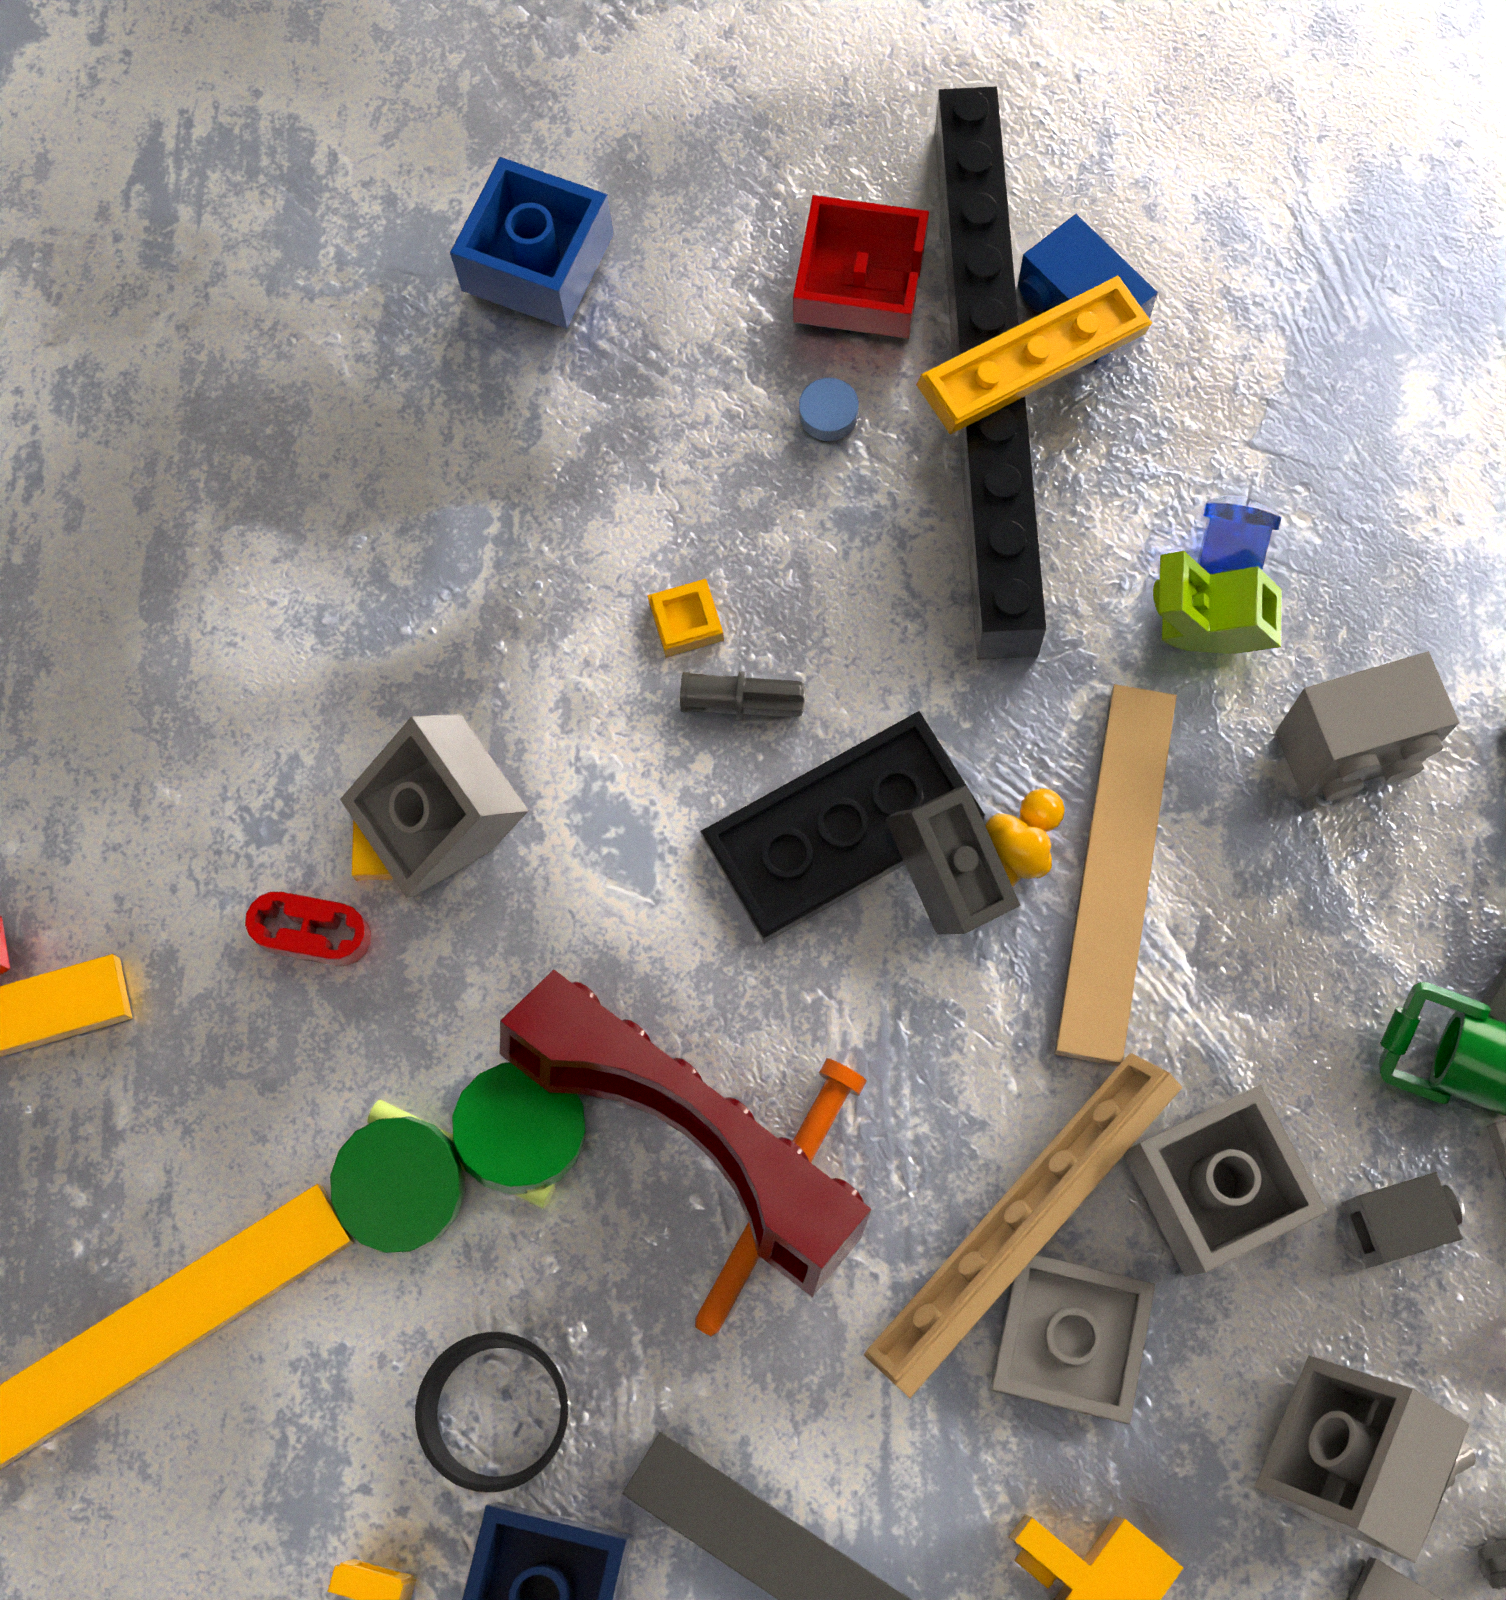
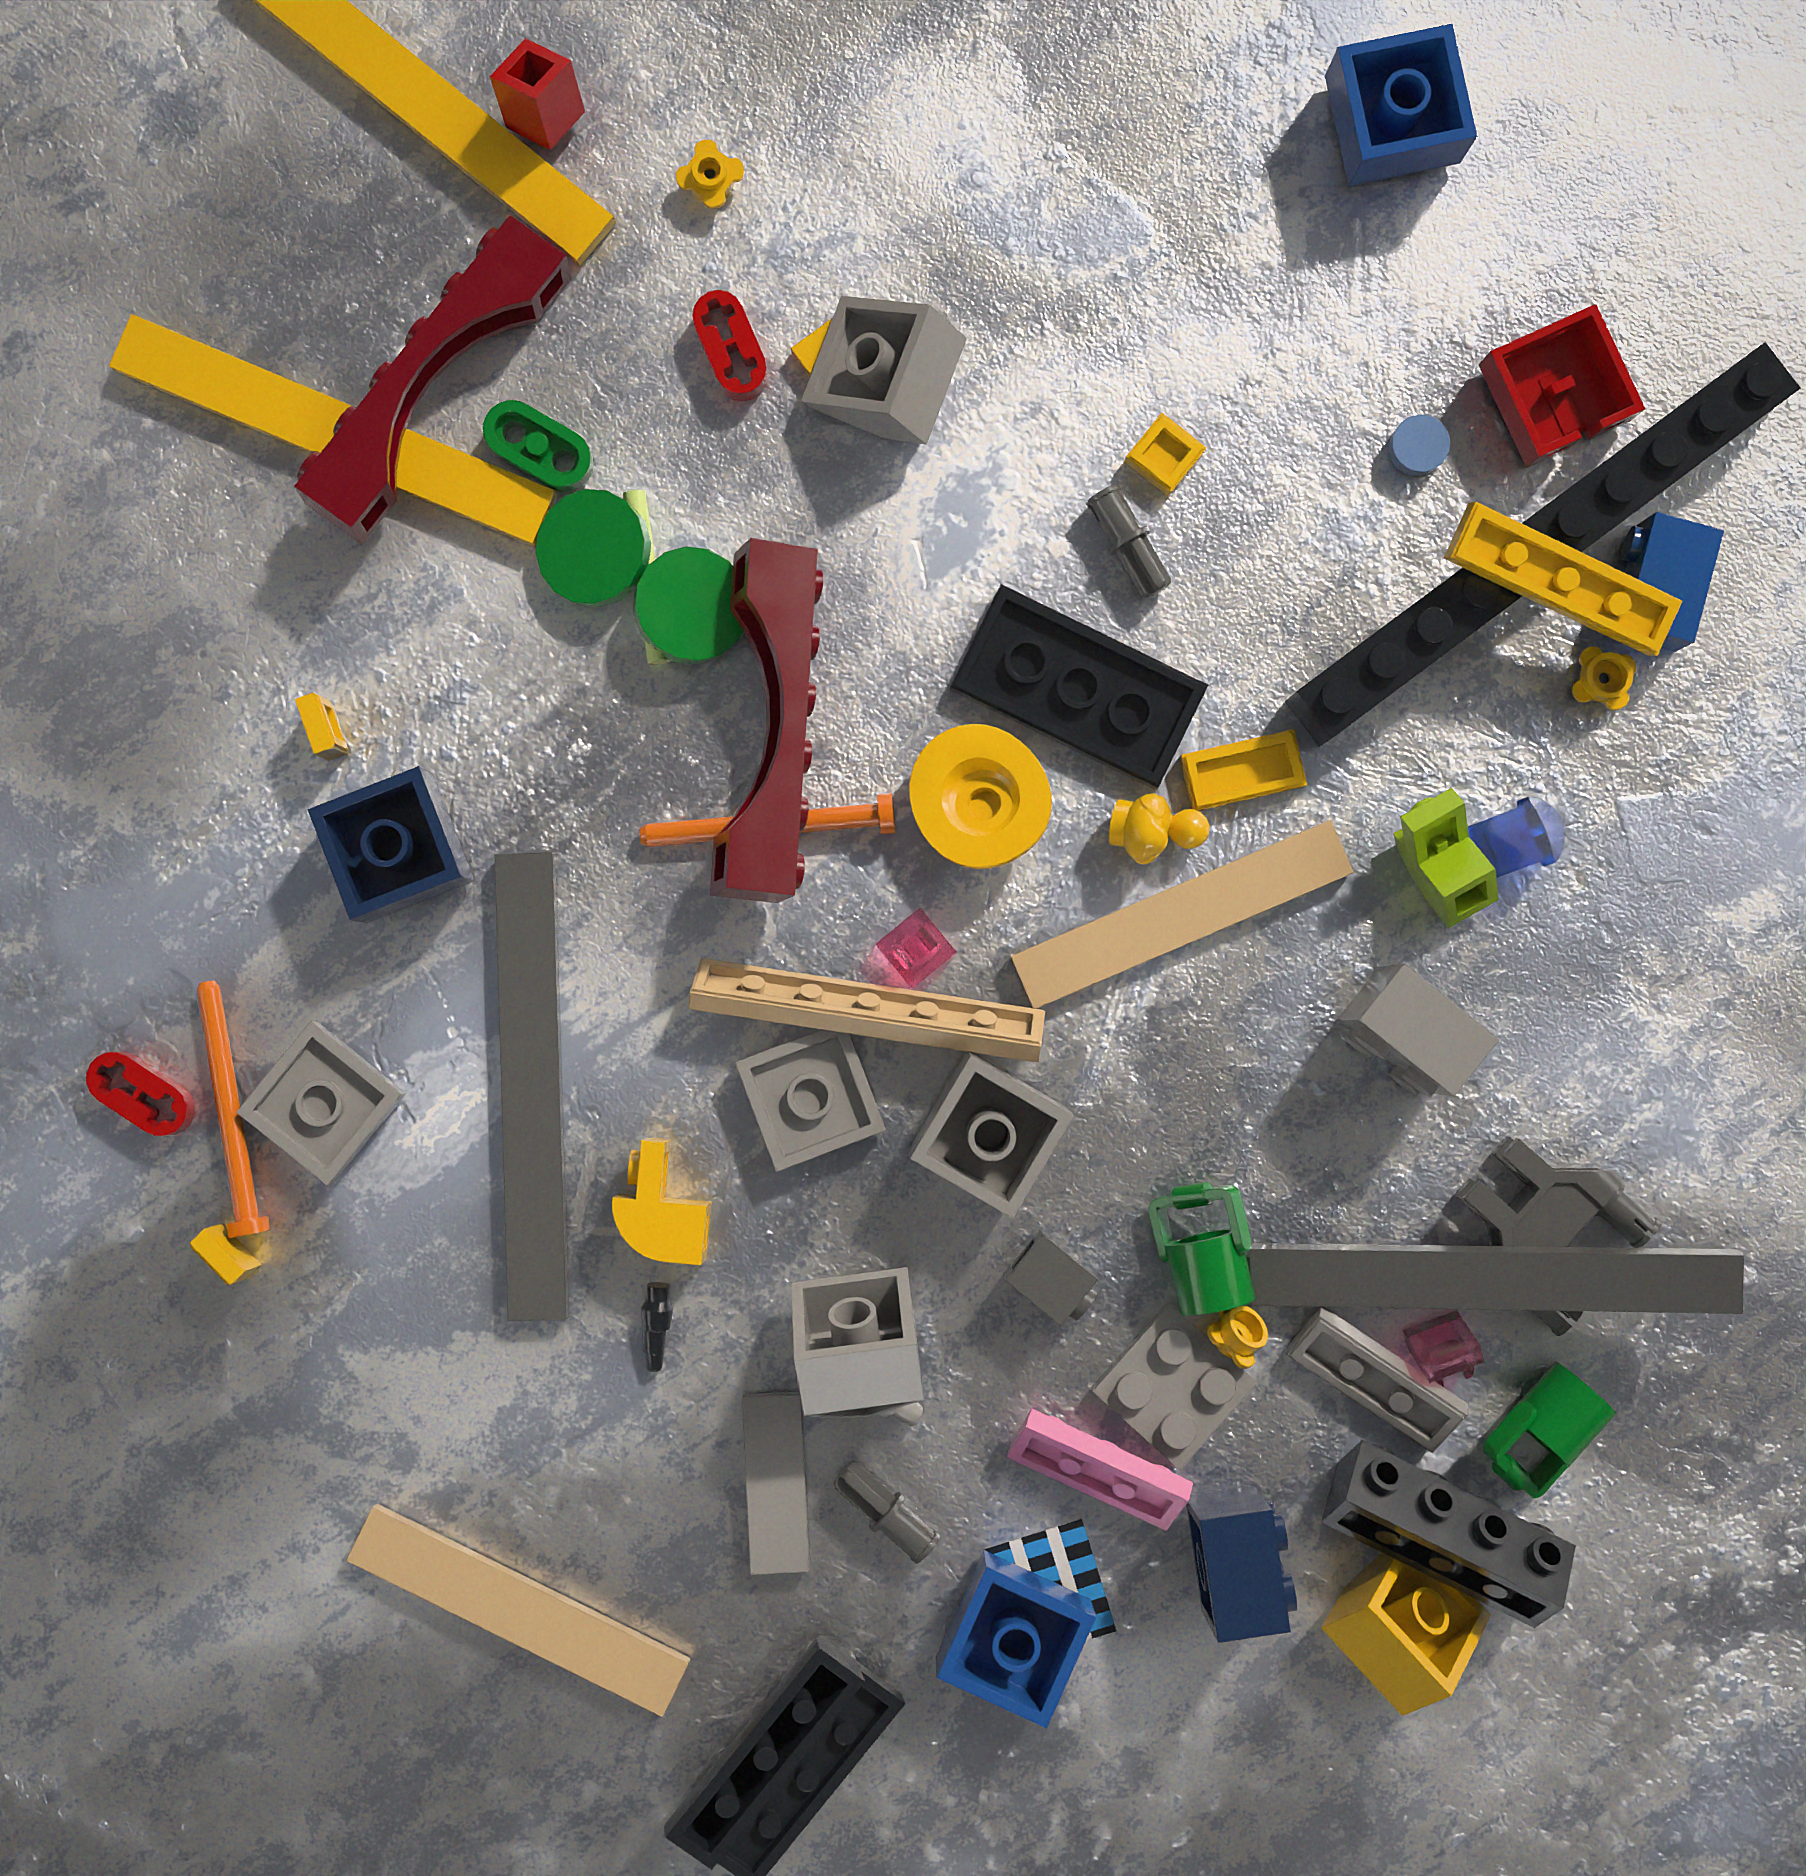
camera: 50 degrees right, 15 degrees up
(157, 855) = (710, 191): none -> yellow plate
(158, 1367) = (501, 290): none -> dark red arch
(266, 1168) = (541, 446): none -> green plate
(427, 1410) = (441, 697): black tyre -> none
(887, 976) = (979, 796): none -> yellow hat
(953, 862) = (1099, 789): dark grey panel -> none
(990, 1136) = (916, 948): none -> clear pink tile
(1017, 732) = (1243, 770): none -> yellow tile
(1140, 372) = (1619, 671): none -> yellow plate

